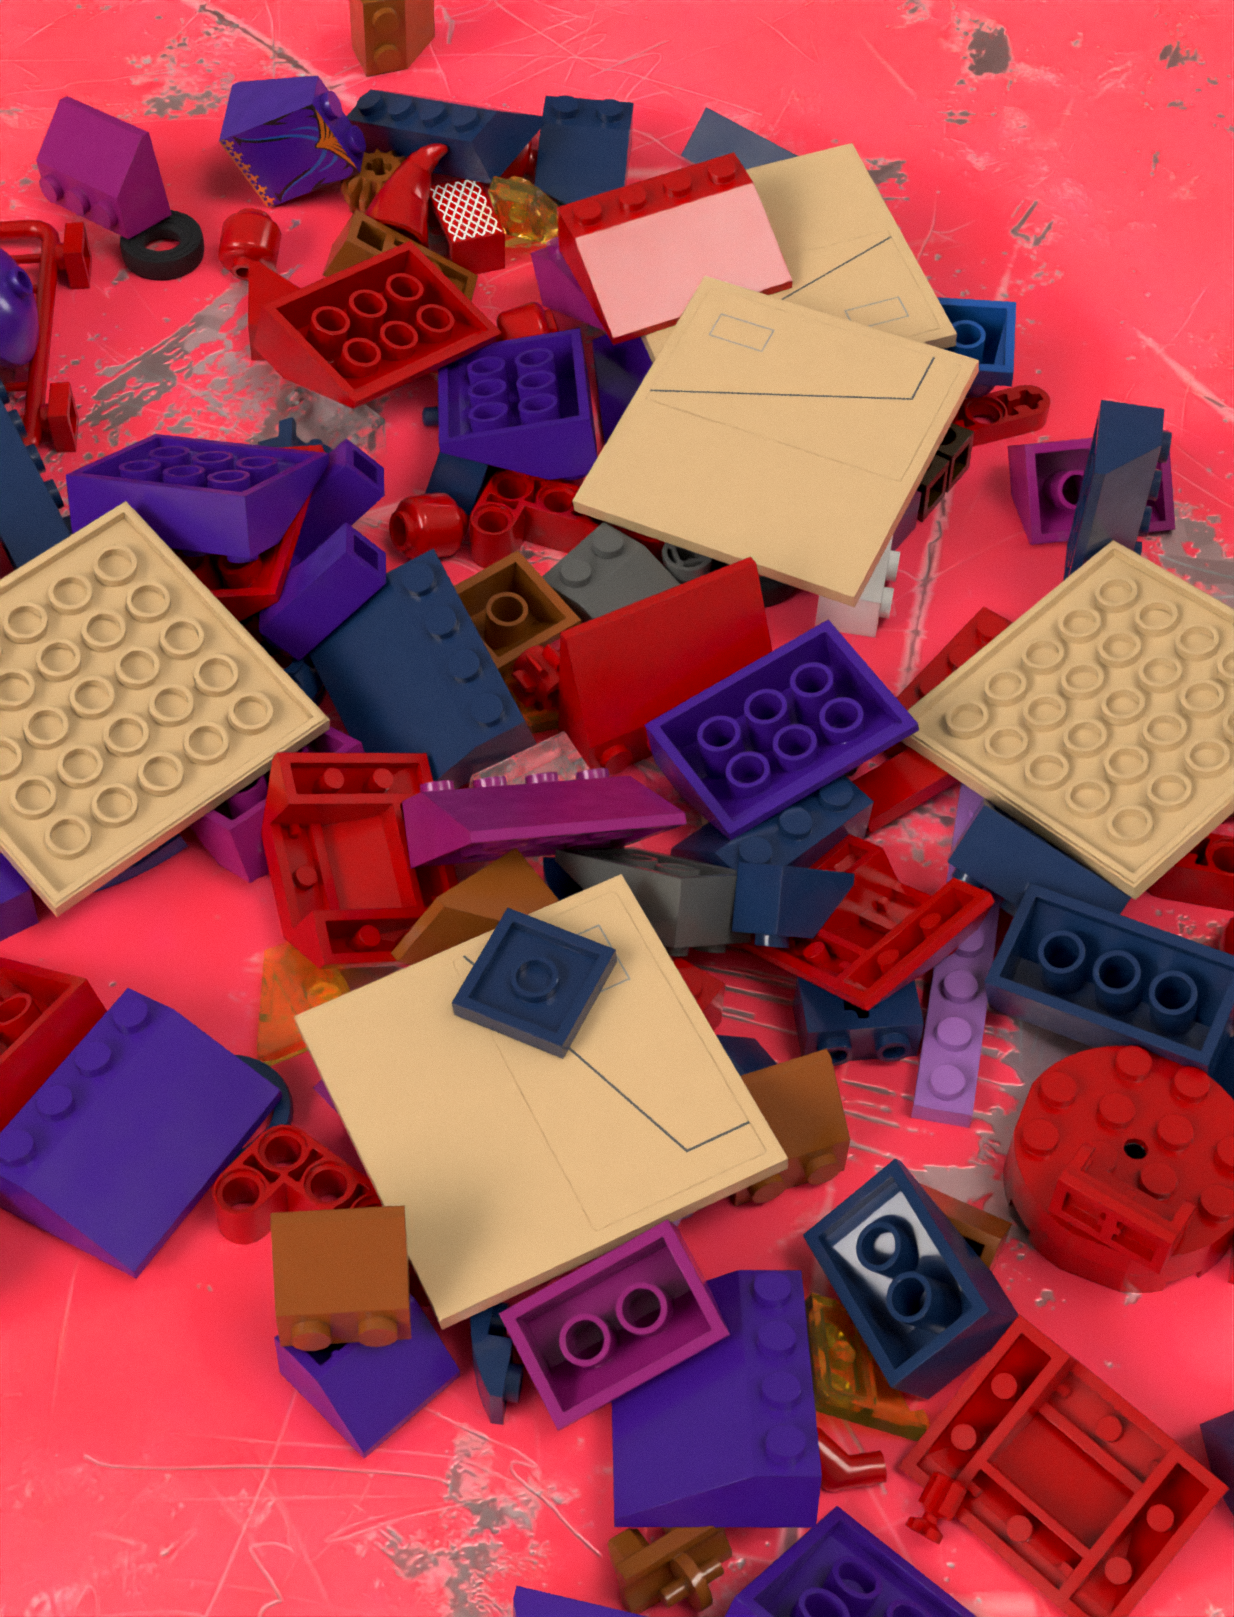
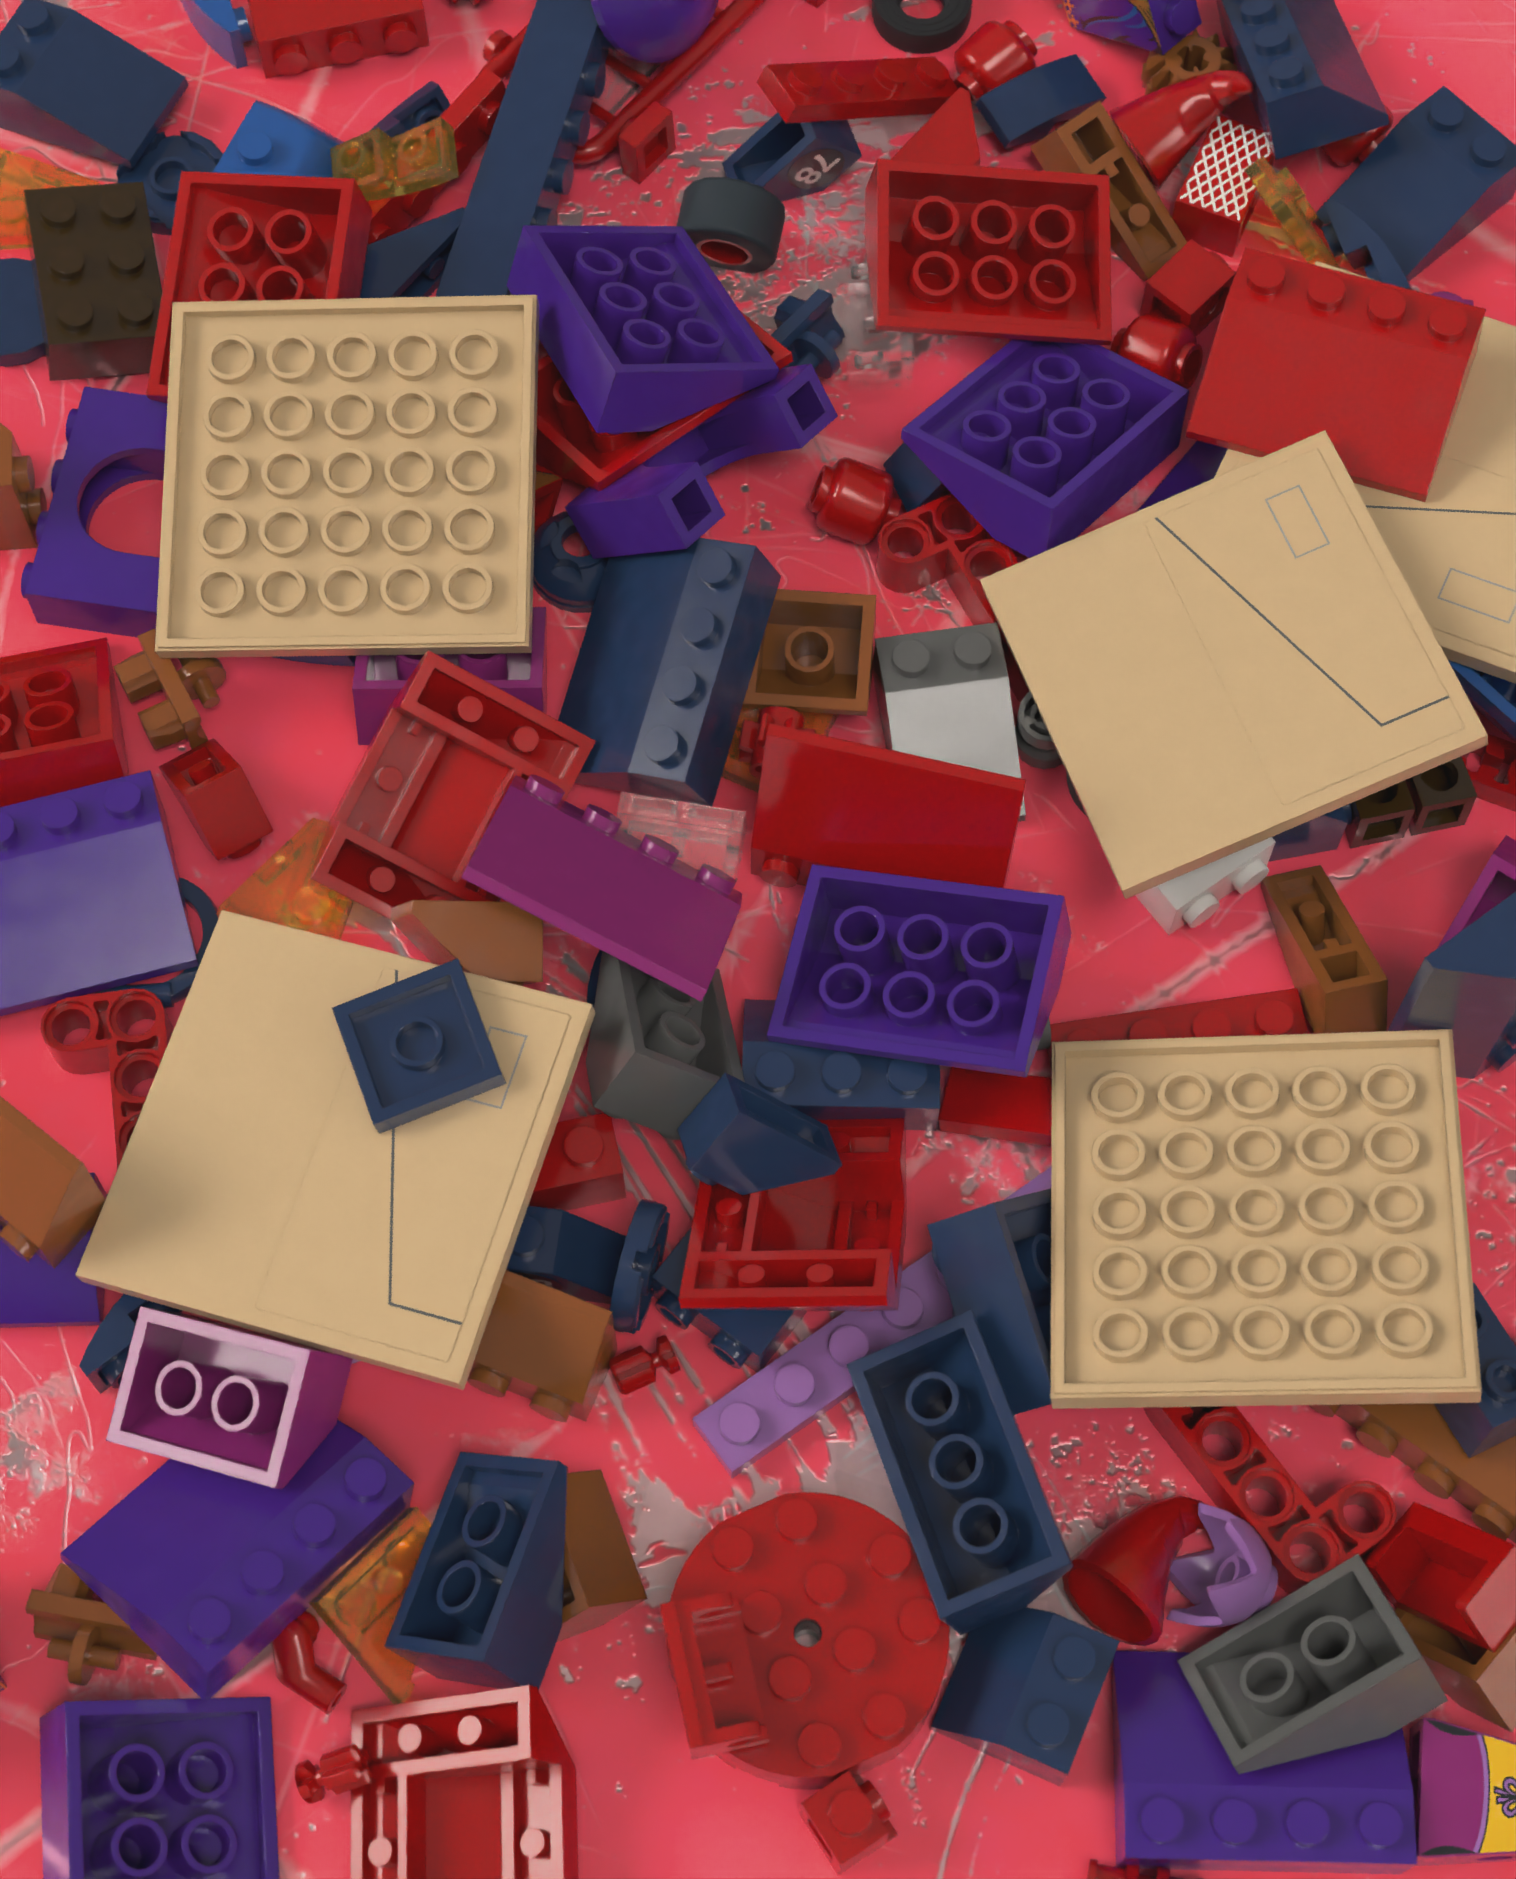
camera: 45 degrees right, 15 degrees up
(76, 939) = (176, 716): none -> dark orange hips
(170, 368) = (794, 157): none -> dark blue slope
(178, 409) = (733, 223): none -> black wheel
(187, 295) = (857, 88): none -> red plate
(190, 977) = (217, 800): none -> red slope
(300, 248) = (1038, 99): none -> dark blue slope
(505, 285) = (1189, 287): none -> red brick
(784, 1021) = (637, 1264): none -> dark blue tile
(853, 1088) = (638, 1367): none -> red piece
(980, 574) = (1326, 954): none -> dark orange slope

